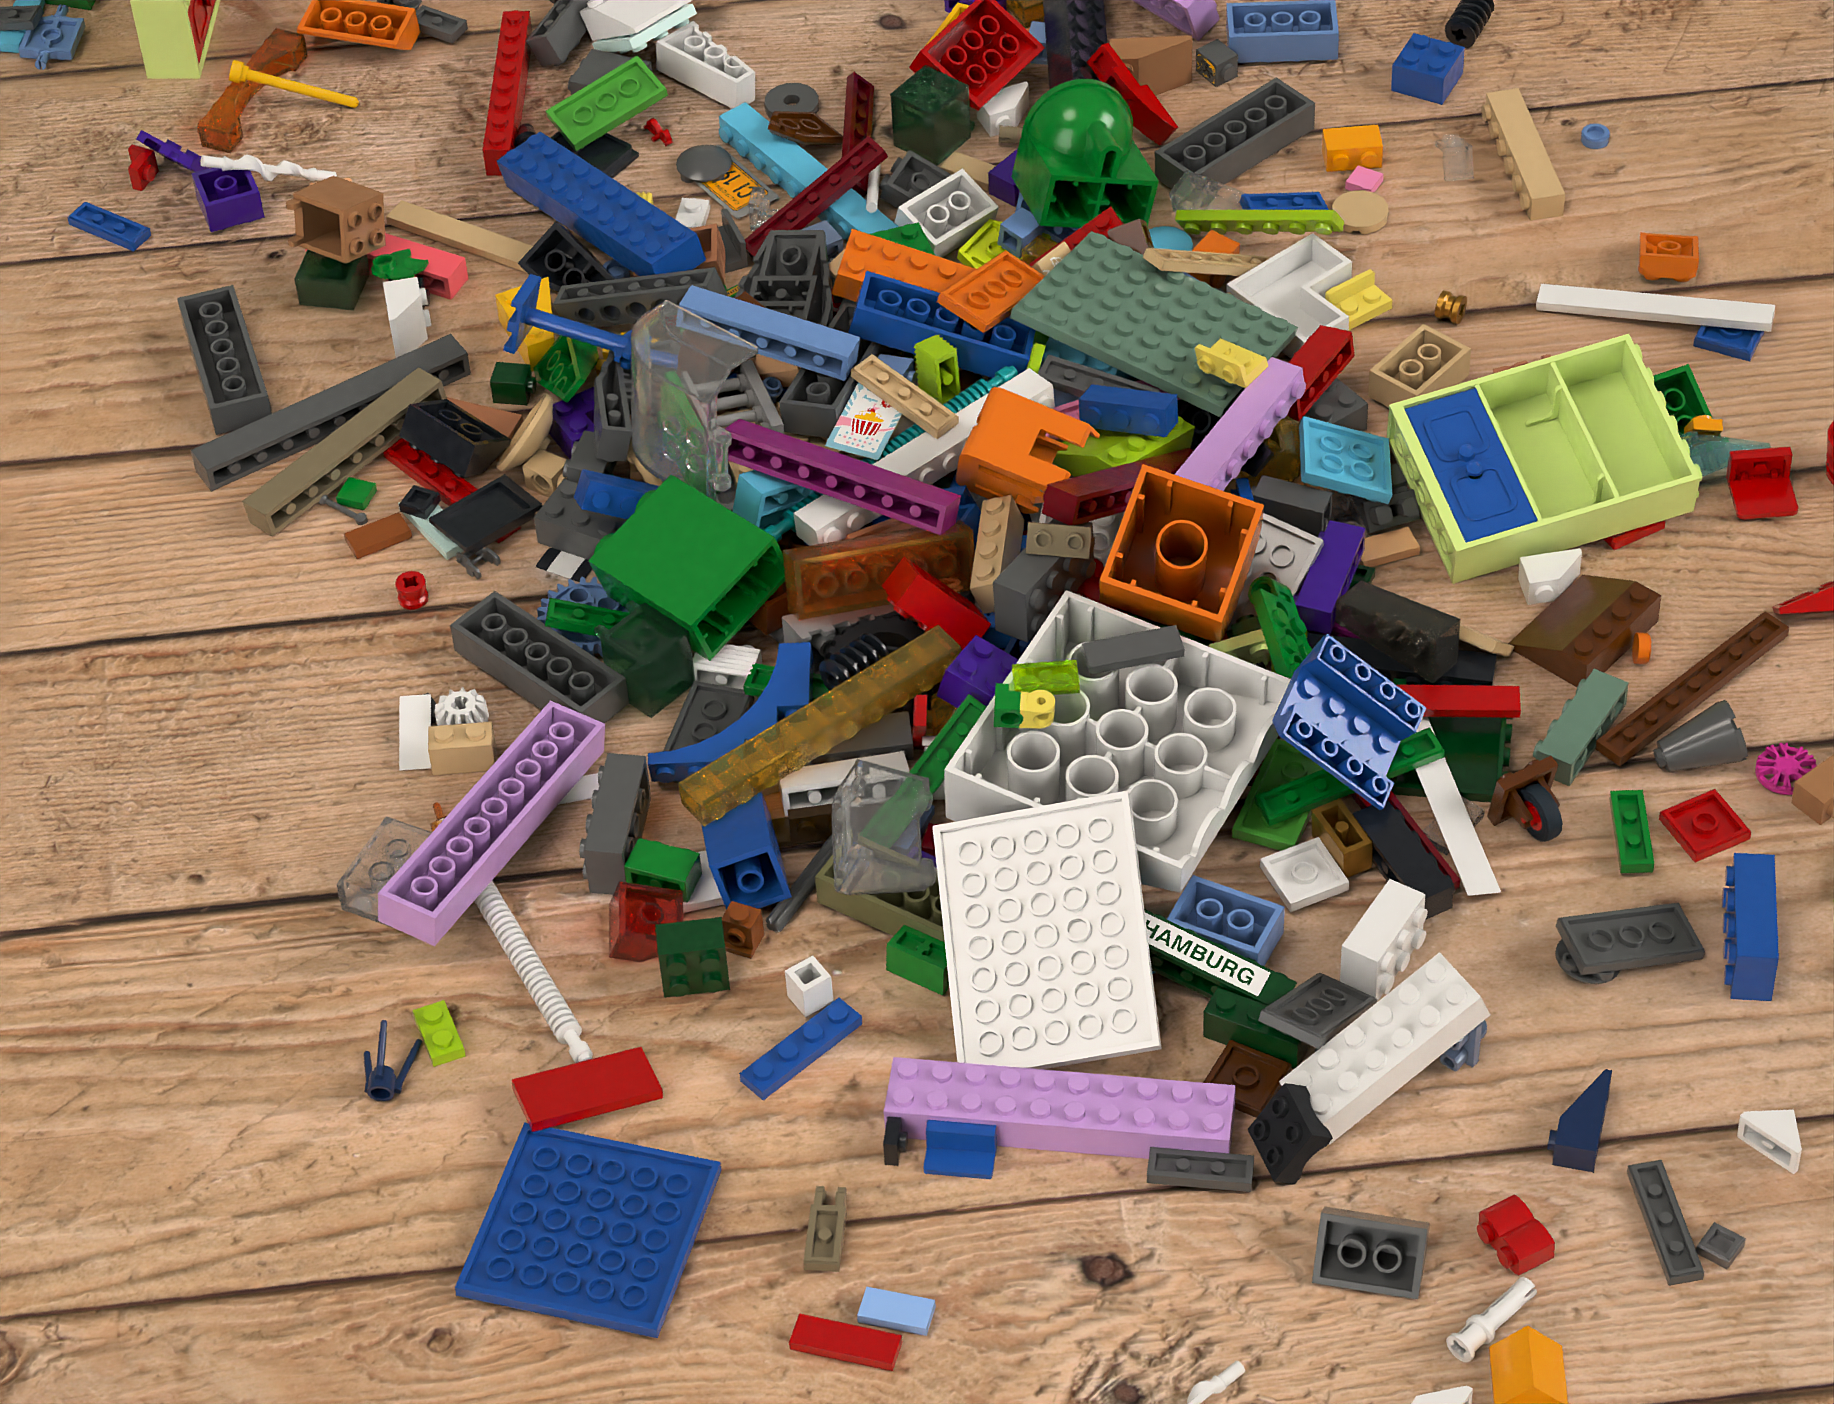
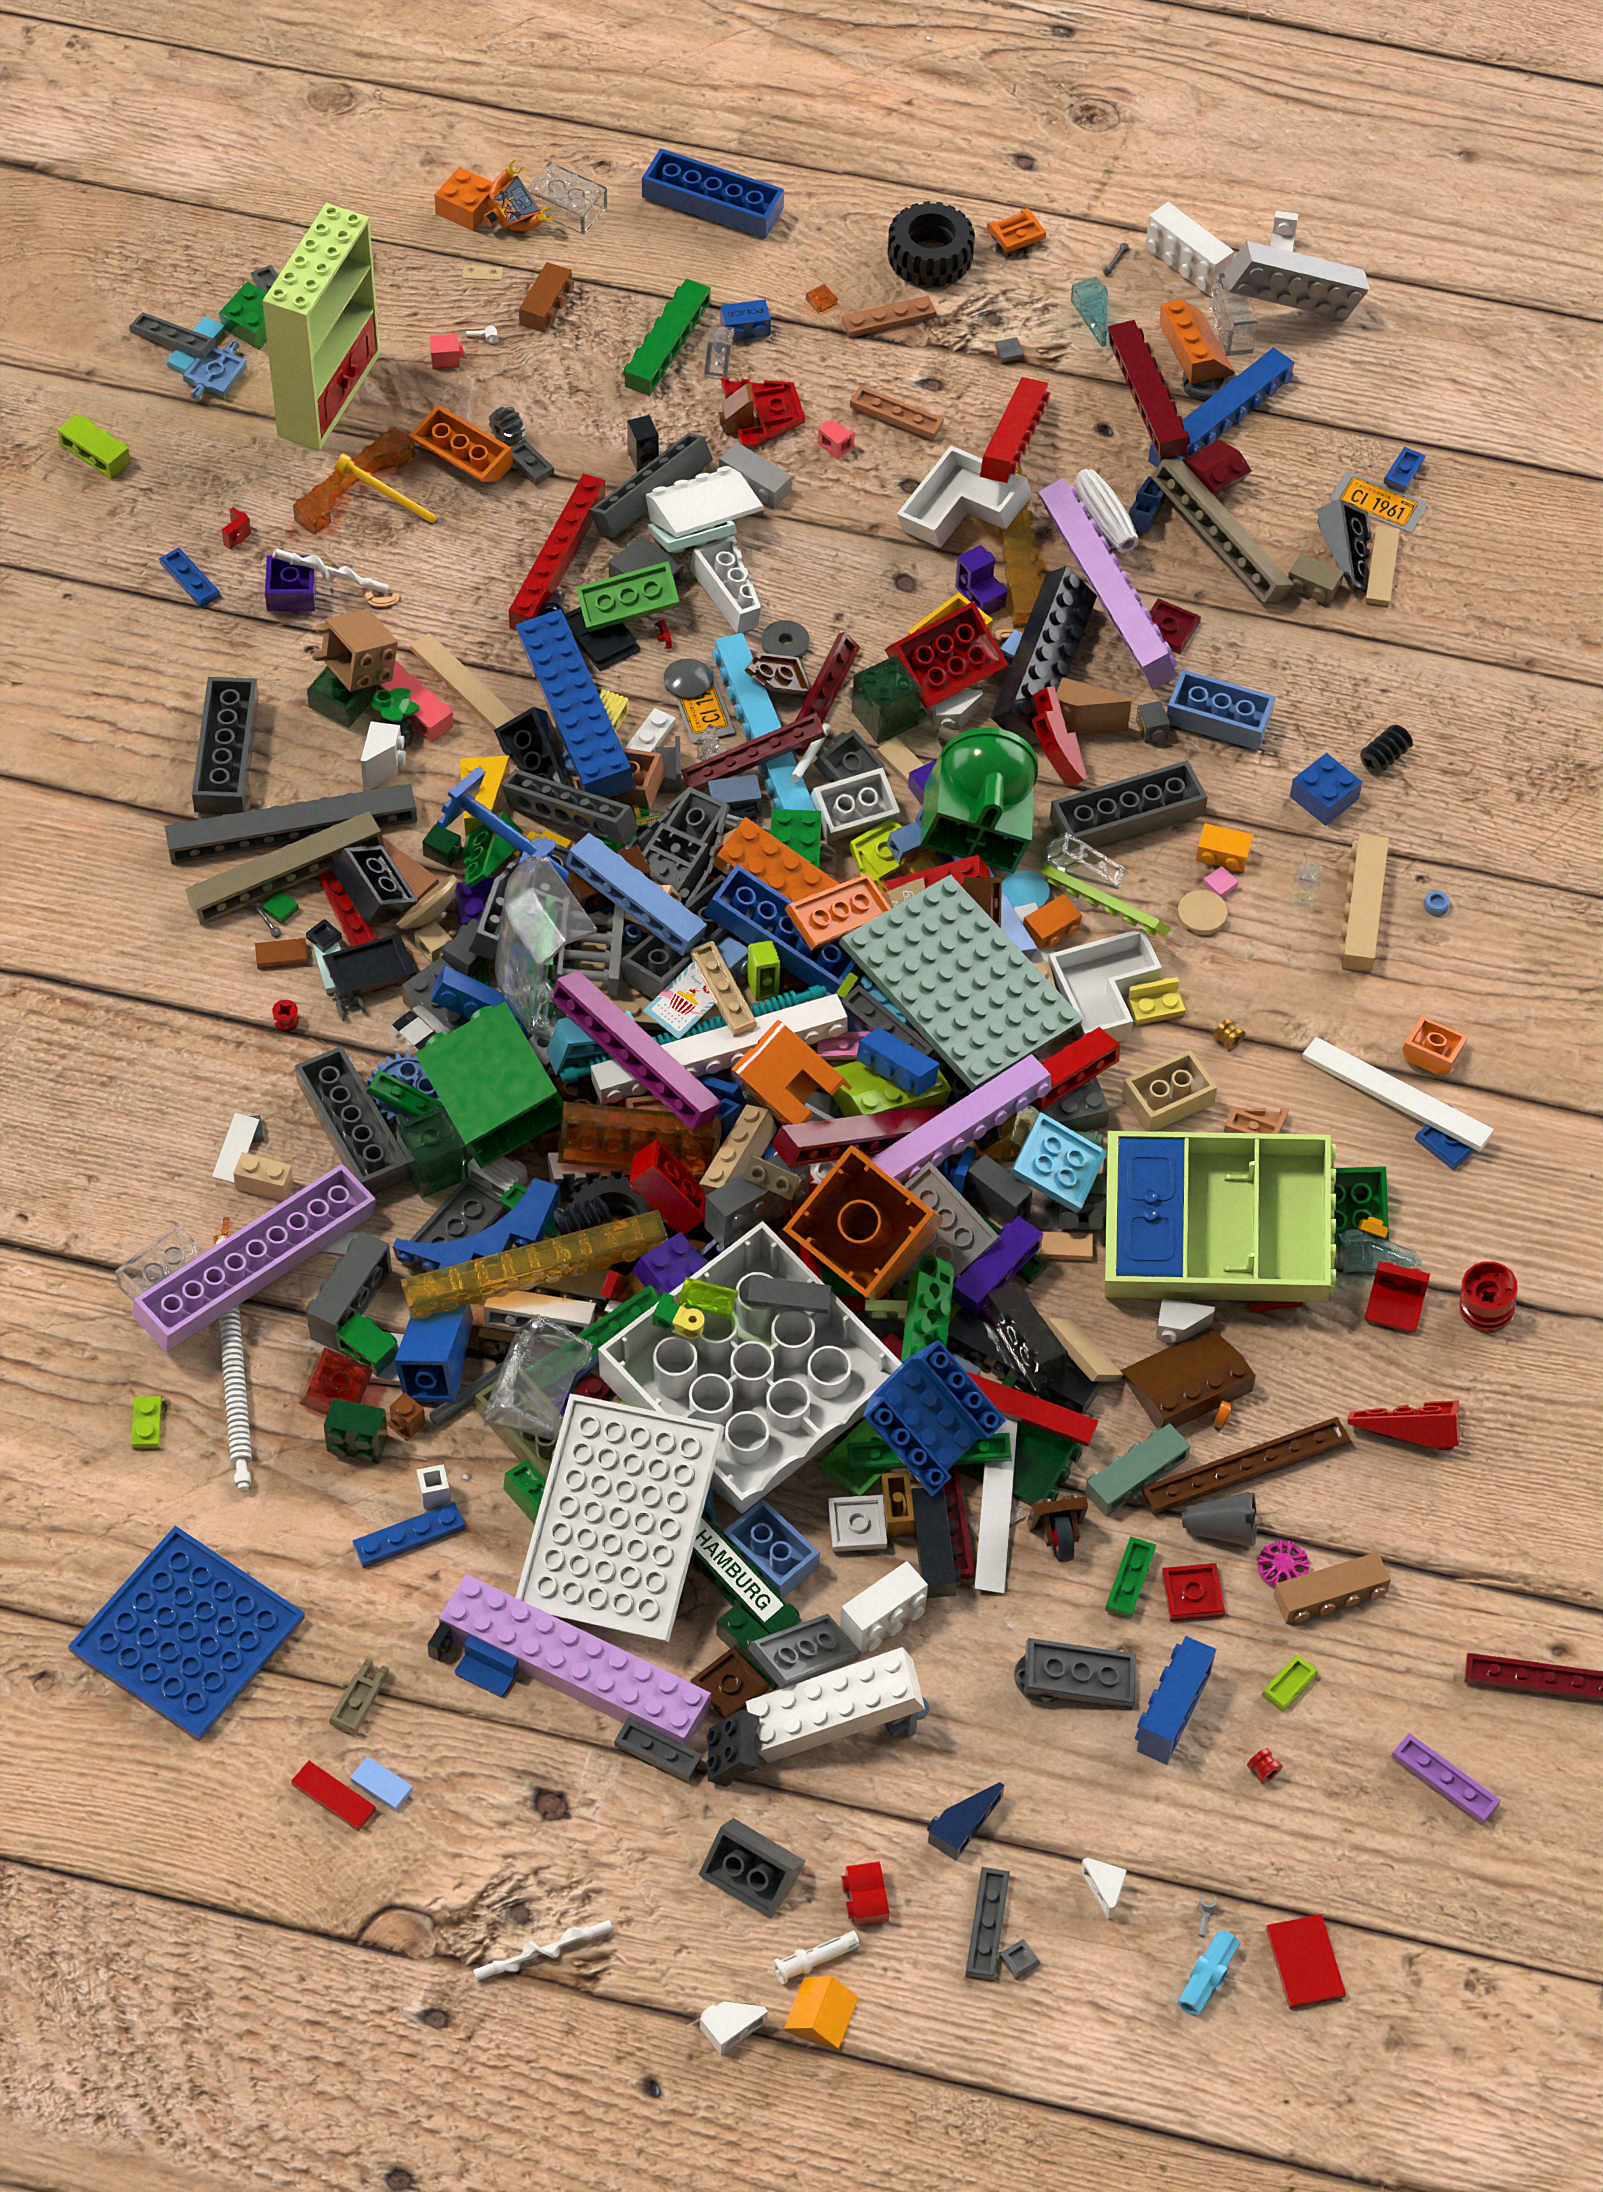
camera: 15 degrees right, 10 degrees up
(172, 152) = (264, 525): dark purple wing -> none
(382, 1082) = (86, 1448): dark blue plant -> none
(461, 708) = (277, 1143): white gear -> none
(587, 1089) = (233, 1513): red tile -> none
(1202, 261) = (1037, 930): tan tile -> none
(1230, 362) = (996, 1048): light yellow bracket -> none
(1283, 201) = (1139, 886): blue tile -> none

